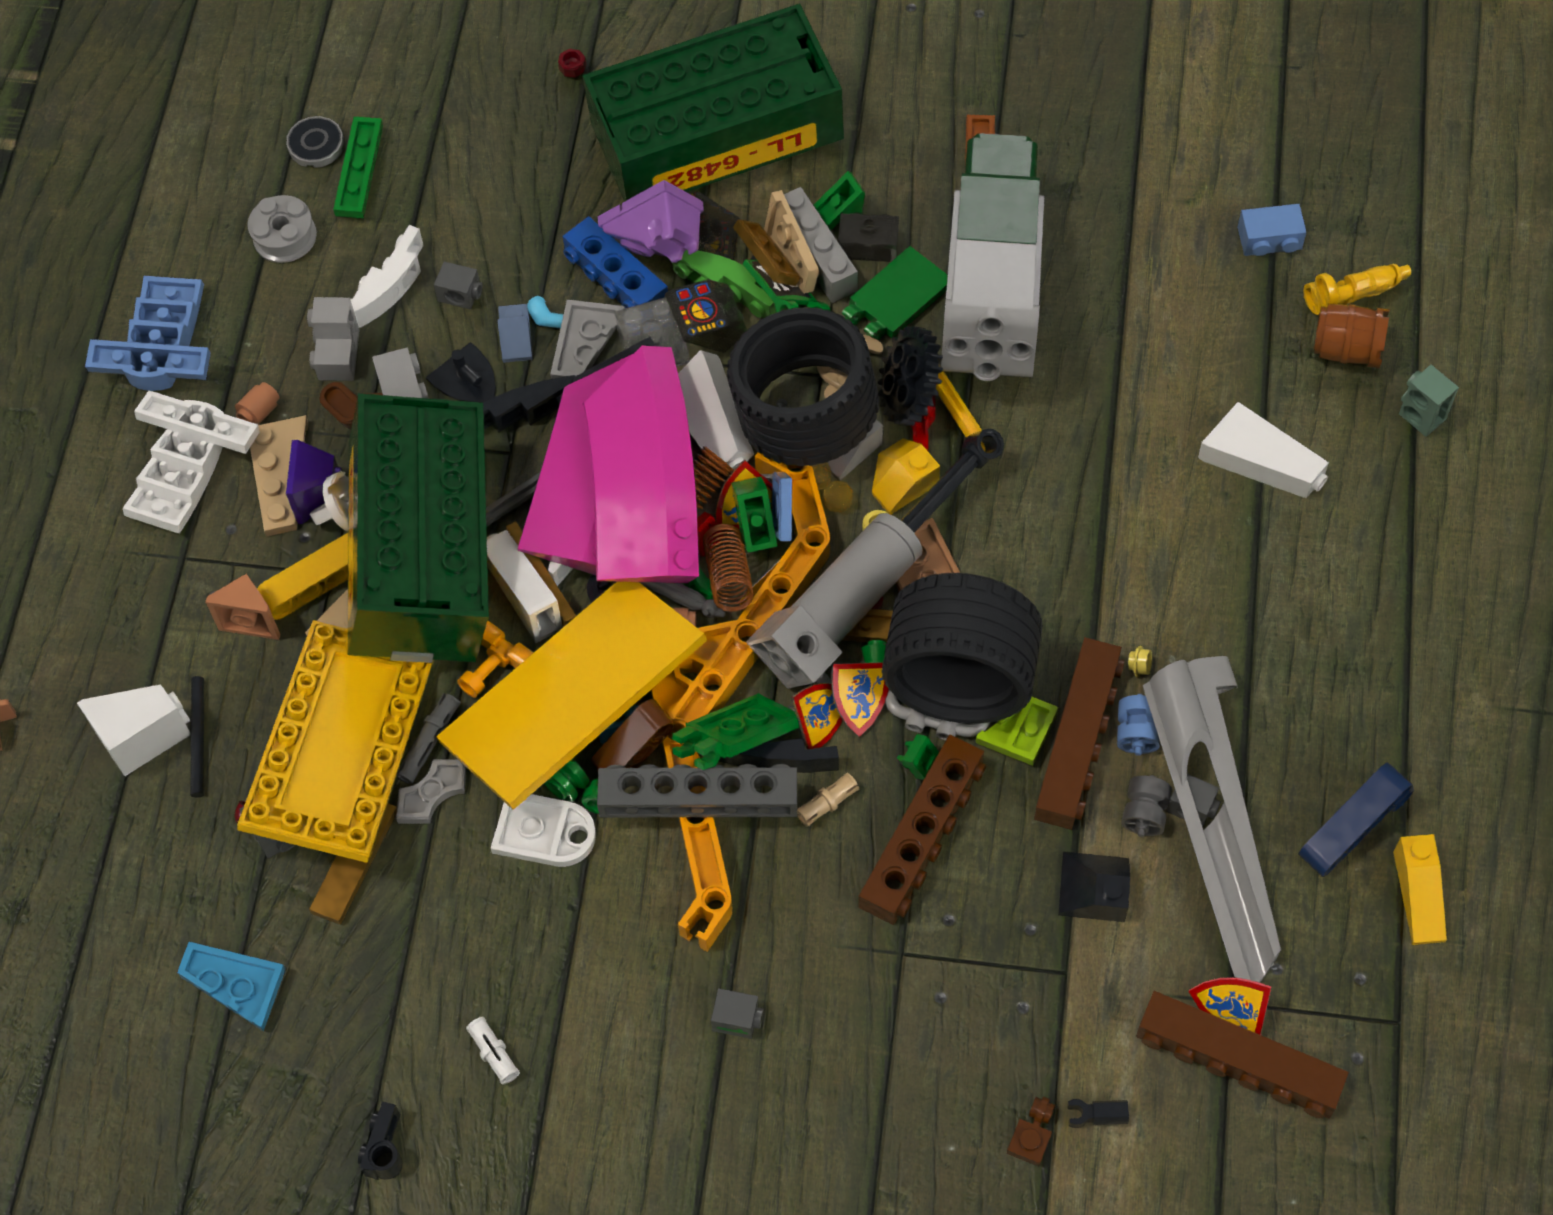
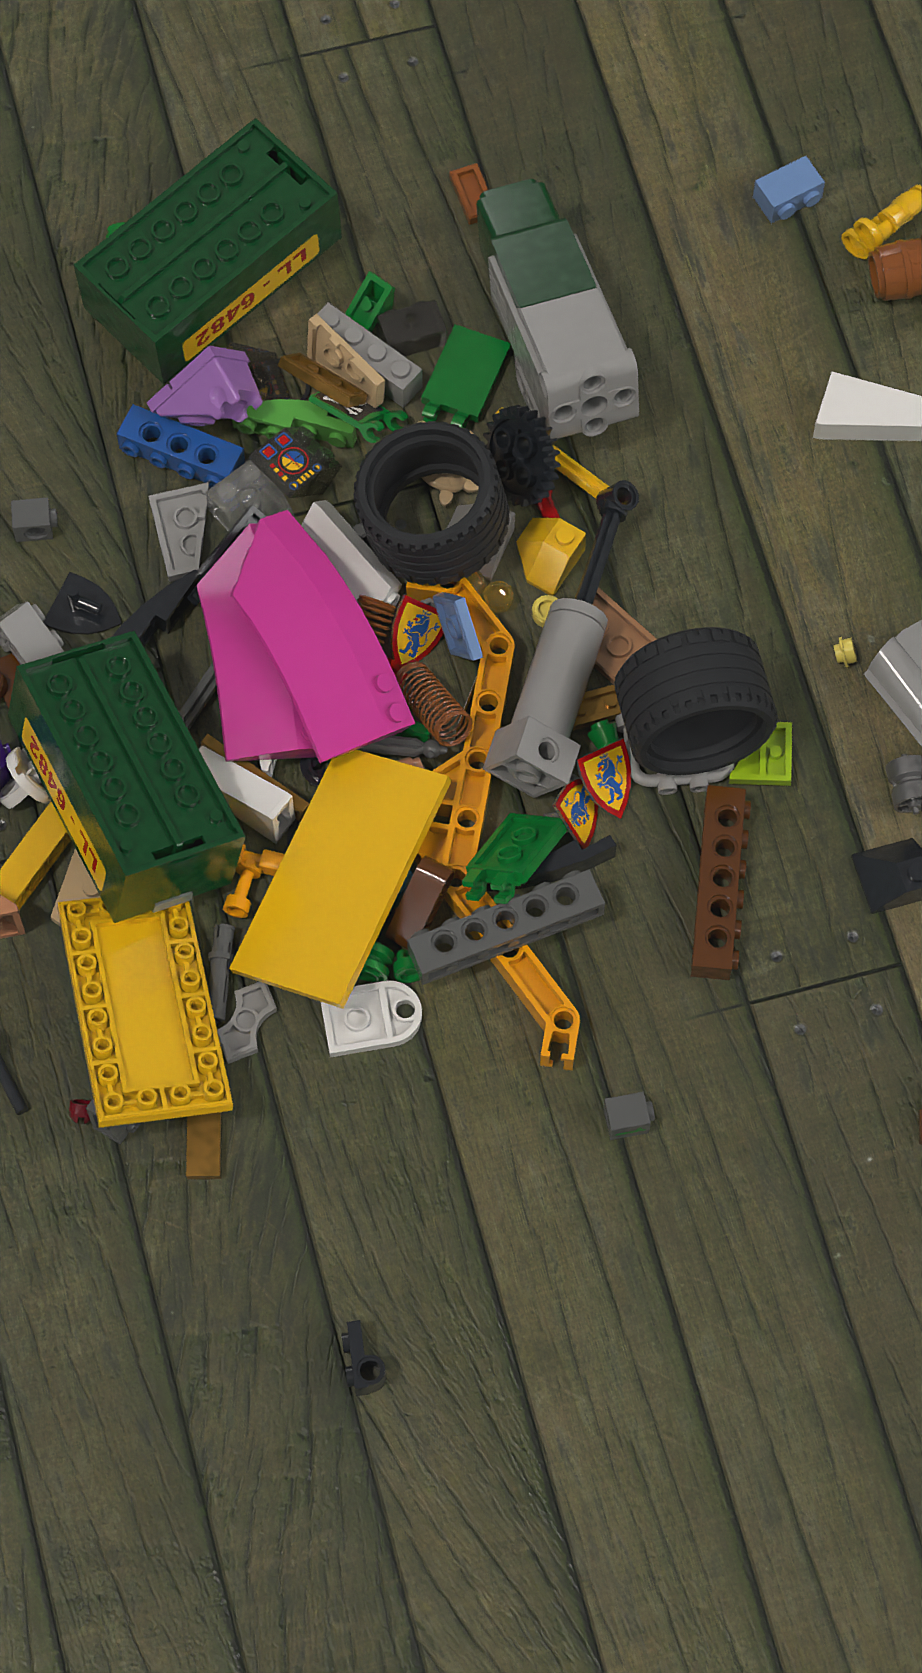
camera: 25 degrees left, 5 degrees up
(233, 979) = (147, 1269): dark azure wing -> none
(480, 1033) = (421, 1236): white pin -> none
(515, 333) = (111, 546): sand blue slope -> none
(542, 315) = (128, 519): medium azure arm -> none
(572, 63) = (35, 250): dark red tile -> none
(754, 514) = (433, 642): green brick -> none
(827, 799) = (620, 886): tan pin -> none
(919, 756) = (687, 816): green tile -> none
(1078, 733) = (820, 740): reddish brown brick -> none
(1136, 728) = (872, 714): medium blue wheel -> none

